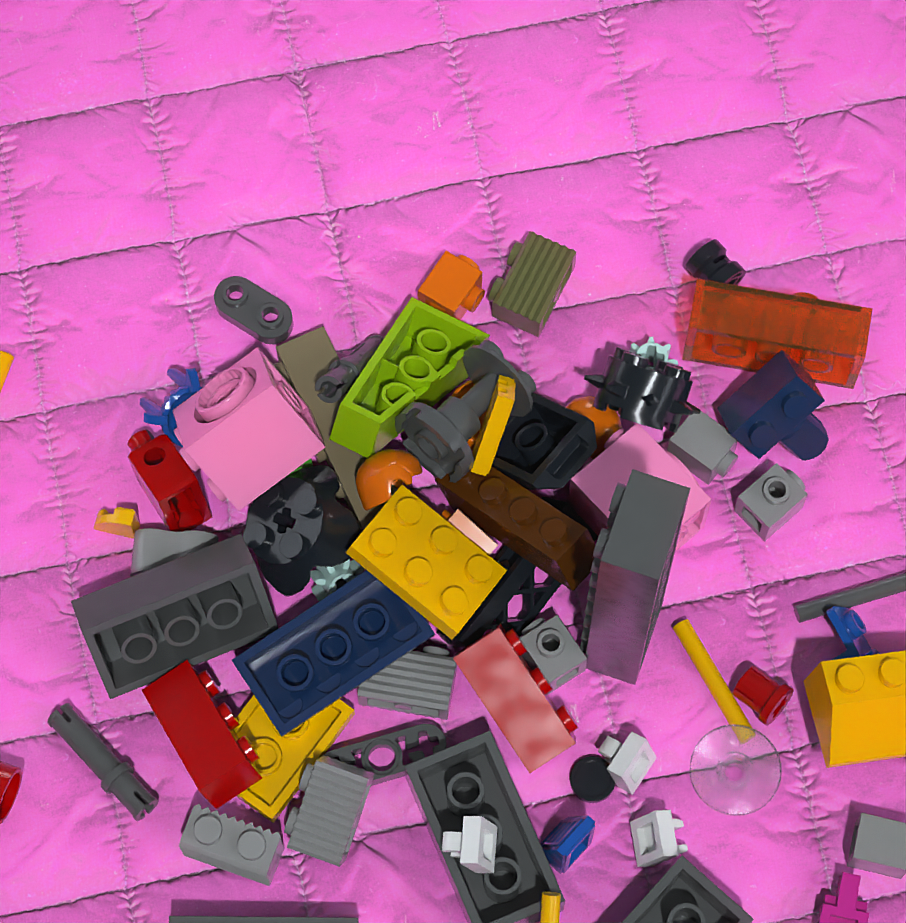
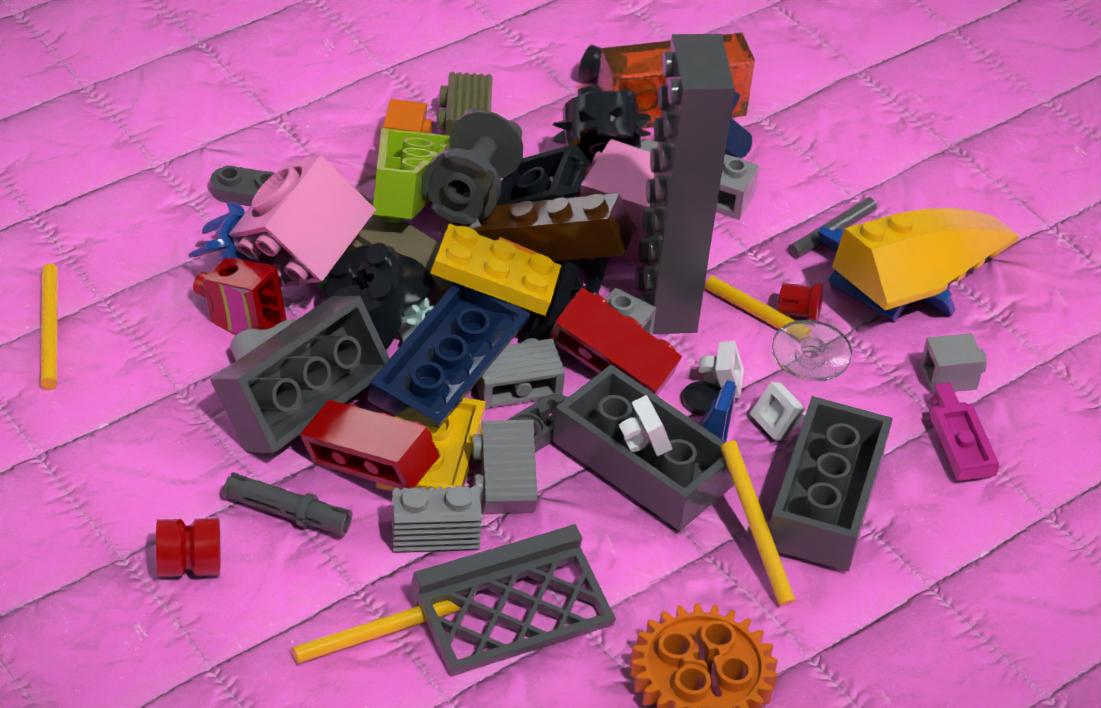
camera: 30 degrees left, 25 degrees down
(121, 522) = (211, 344): tile -> none
(345, 371) = (355, 171): dark grey pin -> none
(382, 471) = (429, 224): orange hair -> none
(493, 425) = (504, 157): yellow tile -> none

